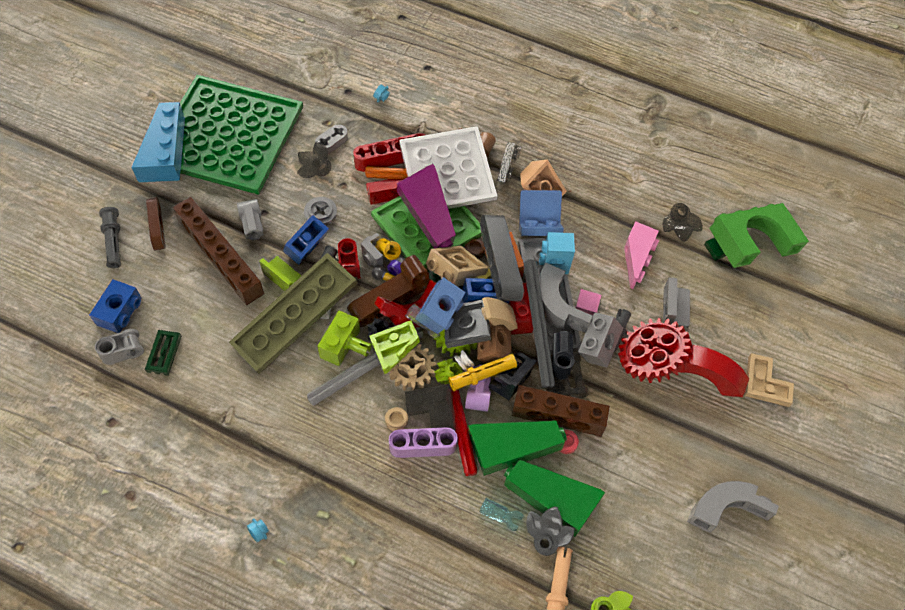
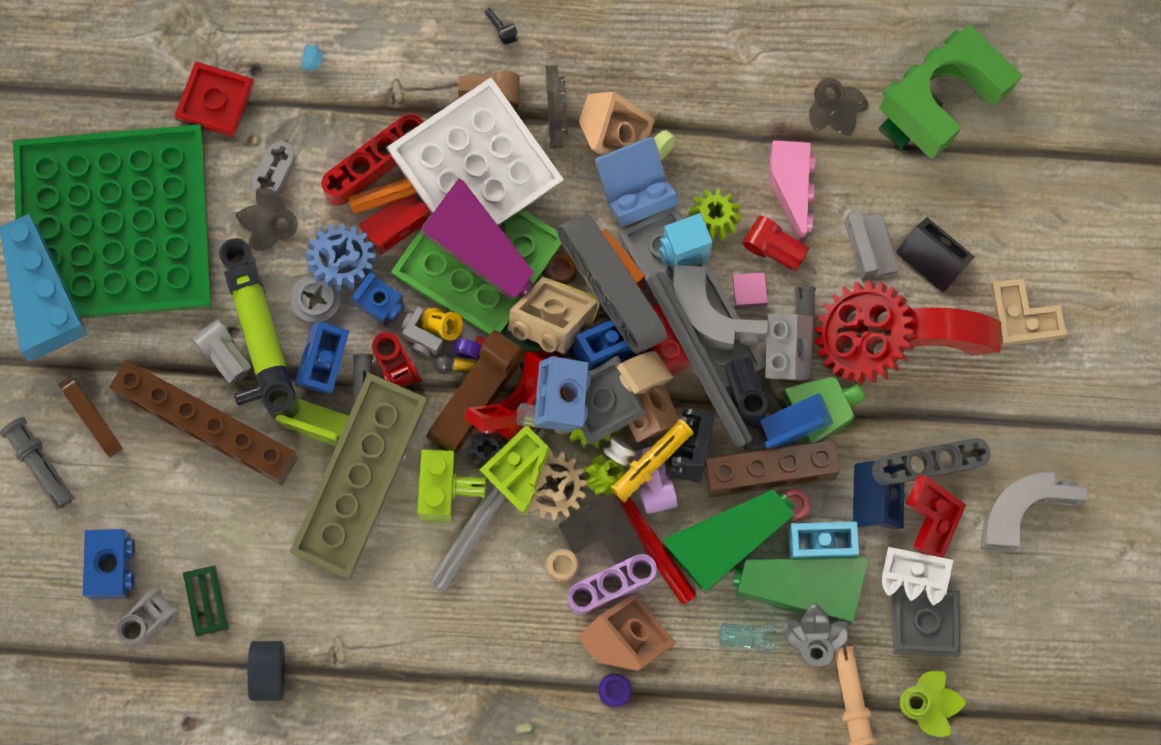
camera: 20 degrees left, 15 degrees up
(173, 405) = (266, 671): none -> black wheel
(282, 192) = (258, 330): none -> piece
(317, 94) = (214, 99): none -> red plate
(345, 193) = (332, 247): none -> medium blue gear
(356, 223) = (382, 312): none -> blue brick
(394, 513) = (614, 690): none -> dark purple tile
(417, 477) = (626, 636): none -> nougat slope
(498, 118) = (506, 33): none -> black hand
(567, 203) = (665, 142): none -> yellowish green tile
(578, 467) = (823, 540): none -> medium azure brick
(586, 251) = (723, 205): none -> lime gear
(588, 384) = (796, 422): none -> blue panel
(609, 385) = (837, 402): none -> bright green torso
(611, 277) = (767, 239): none -> red piece
(628, 456) = (874, 502): none -> dark blue panel
(631, 555) = (926, 628): none -> dark grey plate
(636, 518) = (916, 574): none -> white plate
(667, 484) = (941, 515): none -> red plate
(672, 443) = (931, 461): none -> dark grey beam
(716, 324) = (934, 254): none -> black panel

